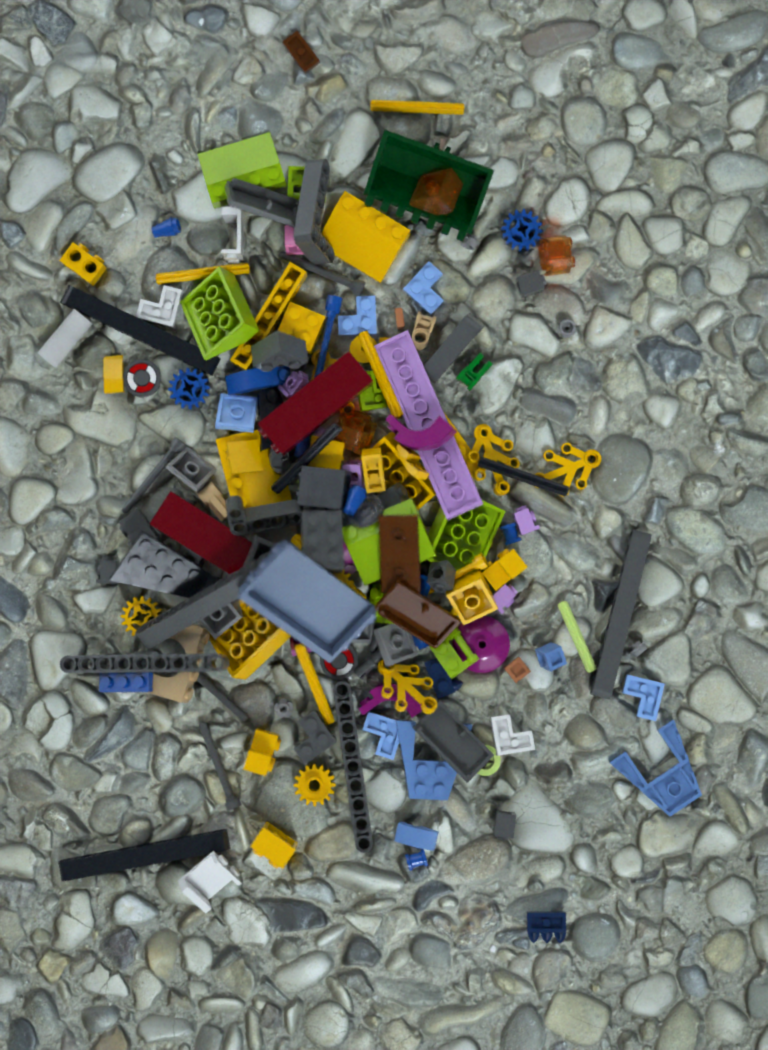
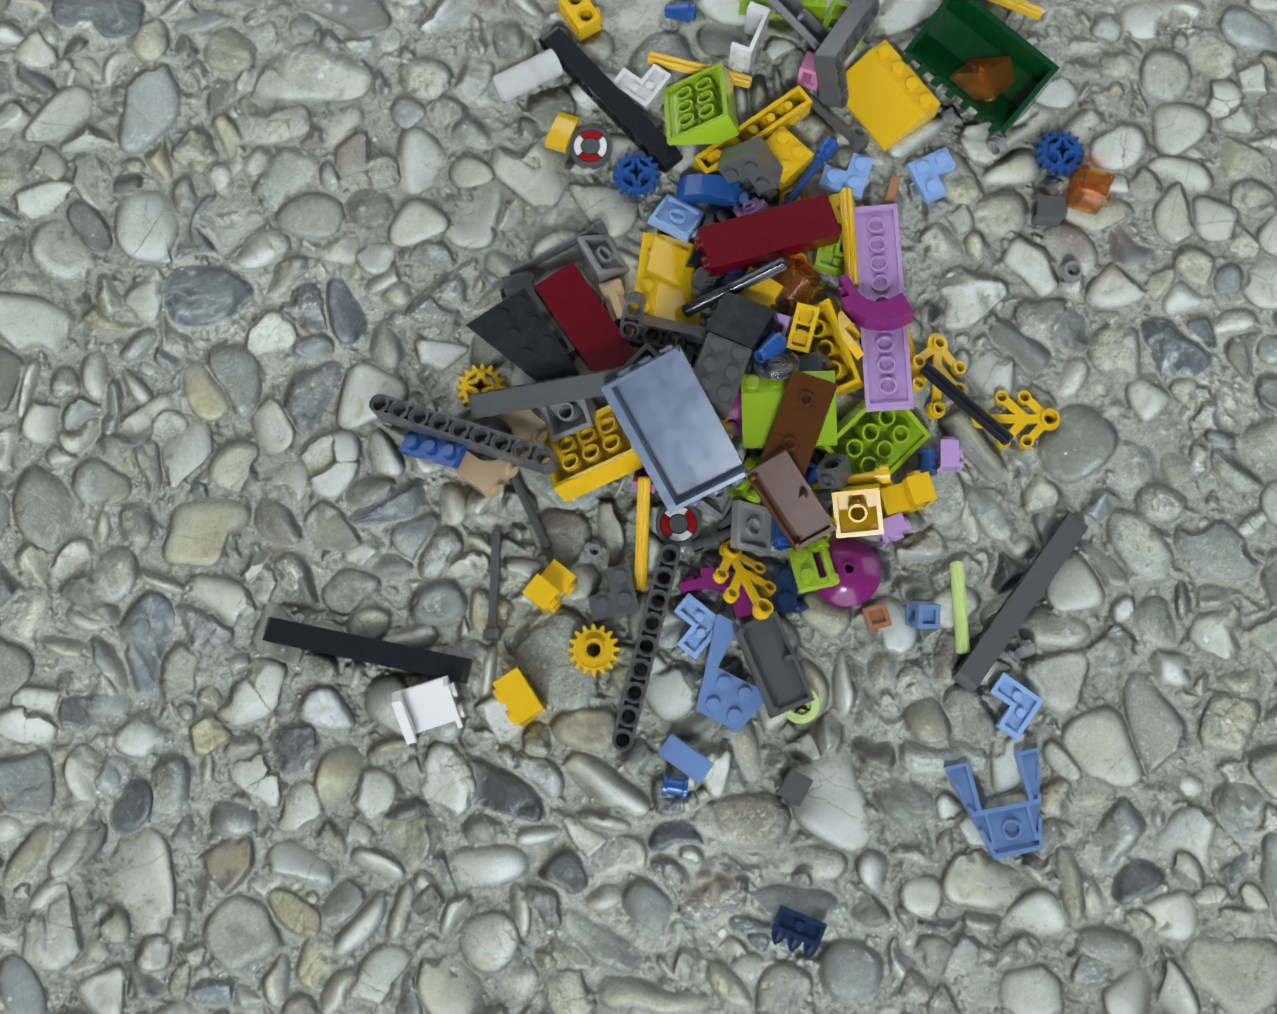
camera: 25 degrees right, 10 degrees down
(106, 568) = (462, 332): dark grey brick -> none
(422, 328) = (912, 212): tan piece -> none
(453, 346) = (940, 238): dark grey beam -> none
(470, 378) = (945, 280): green piece -> none
(508, 742) = (835, 693): white plate -> none

